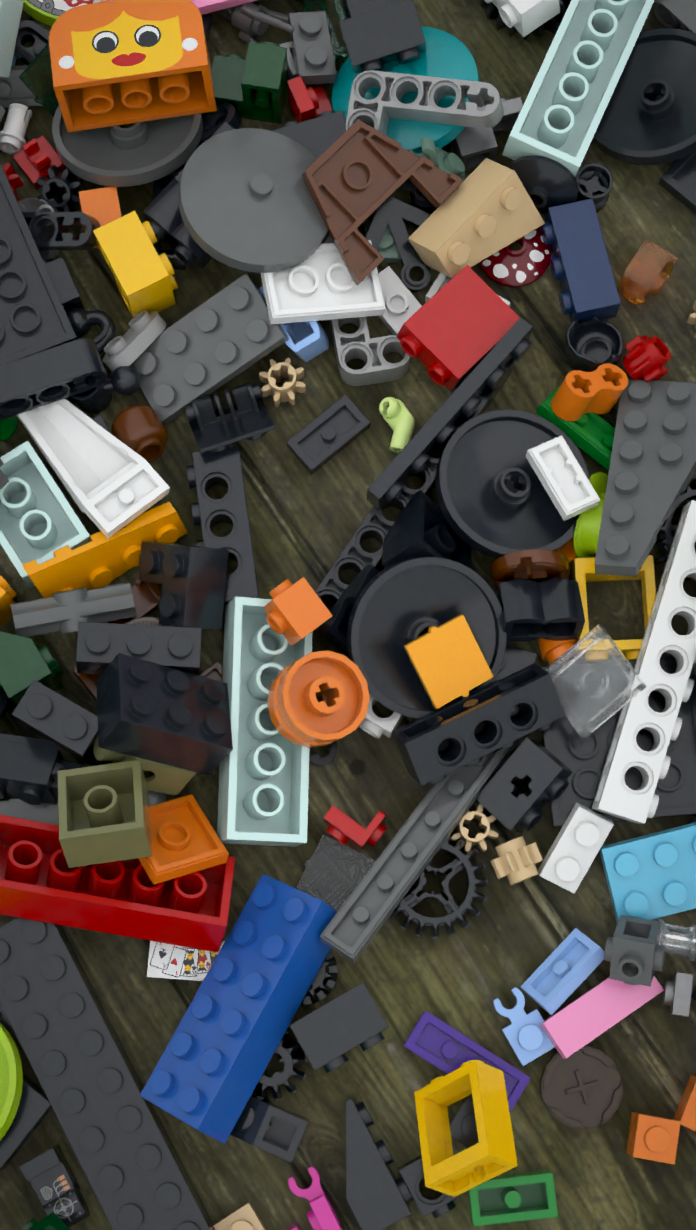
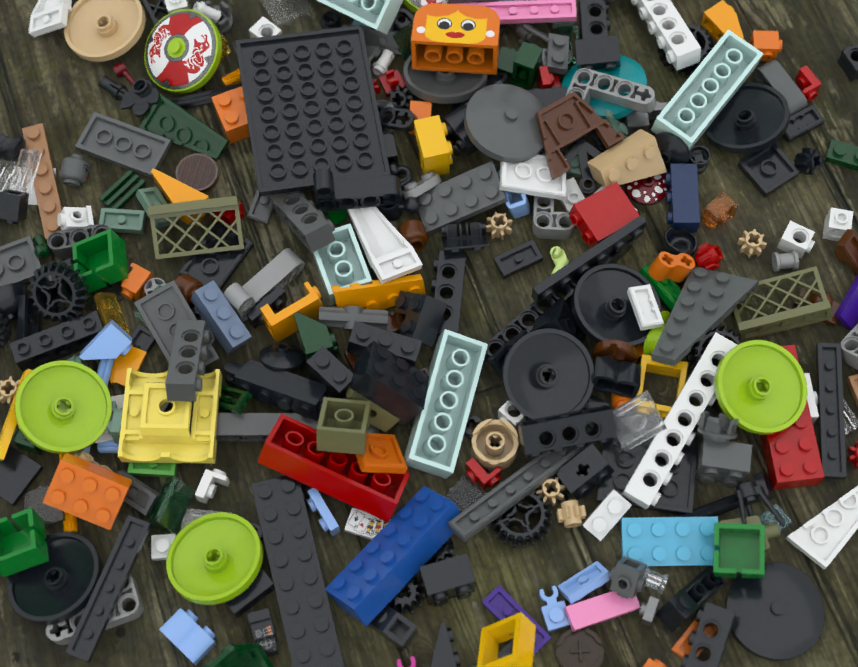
camera: 15 degrees right, 10 degrees down
(115, 970) = (327, 520): none -> light blue plate
(295, 610) = (477, 343): orange brick -> none
(341, 695) = (478, 393): orange wheel -> none
(358, 751) = (494, 432): none -> tan brick
(448, 661) = (557, 391): light orange piece -> none

